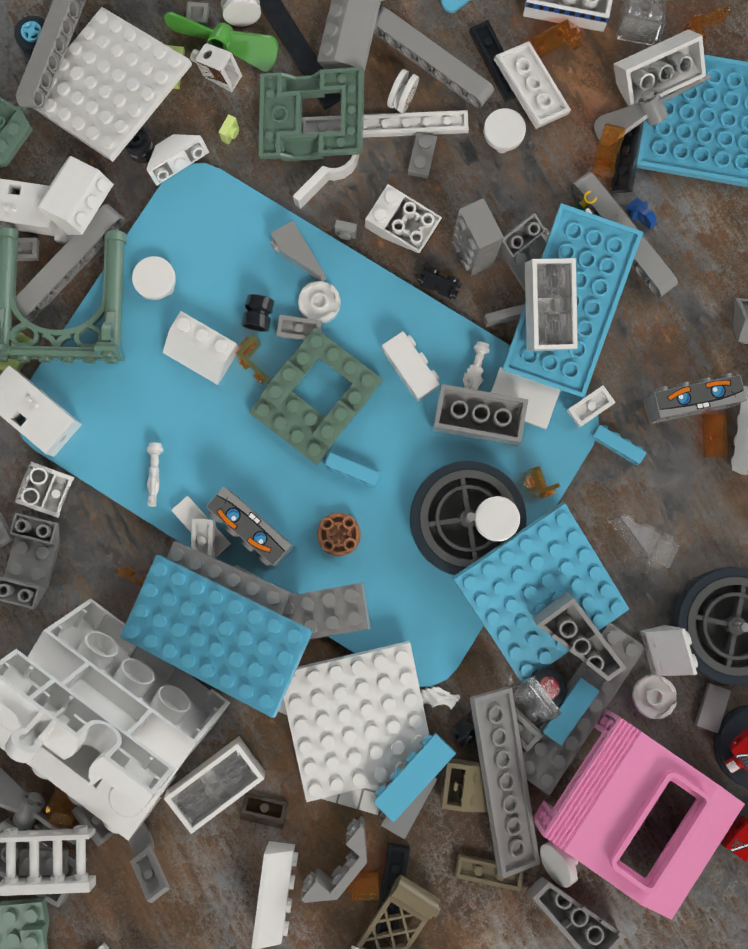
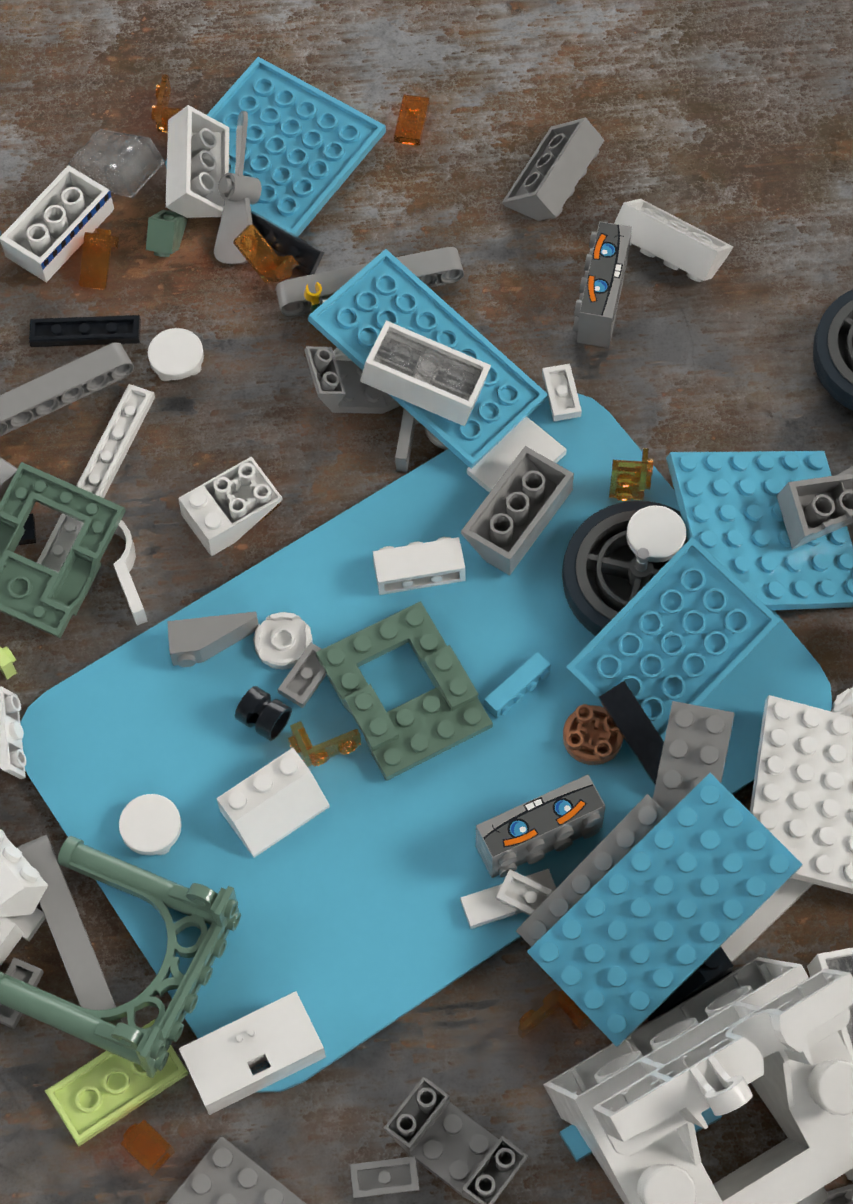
camera: 65 degrees left, 20 degrees down
(44, 489) = (363, 1088): white slope -> none
(154, 450) = (422, 934): white piece -> none
(345, 230) = (206, 574): light grey plate -> none
(349, 560) = (634, 727): none -> black tile
(402, 94) = (69, 439): white head -> none
(418, 564) = (676, 636): none -> medium azure plate
(422, 155) = (156, 455): light grey plate -> none
(447, 285) = (318, 504): black hinge -> none
(473, 378) = (462, 503): white piece -> none
(476, 237) = (302, 421): light grey brick -> none
(532, 84) = (137, 303): white tile -> none
(596, 75) = (165, 232): none -> sand green slope
(620, 446) = (622, 384): medium azure piece -> none
(640, 211) = (355, 253): blue piece -> none
(644, 543) = (750, 399): clear slope -> none
(715, 435) = (654, 285): clear orange plate -> none

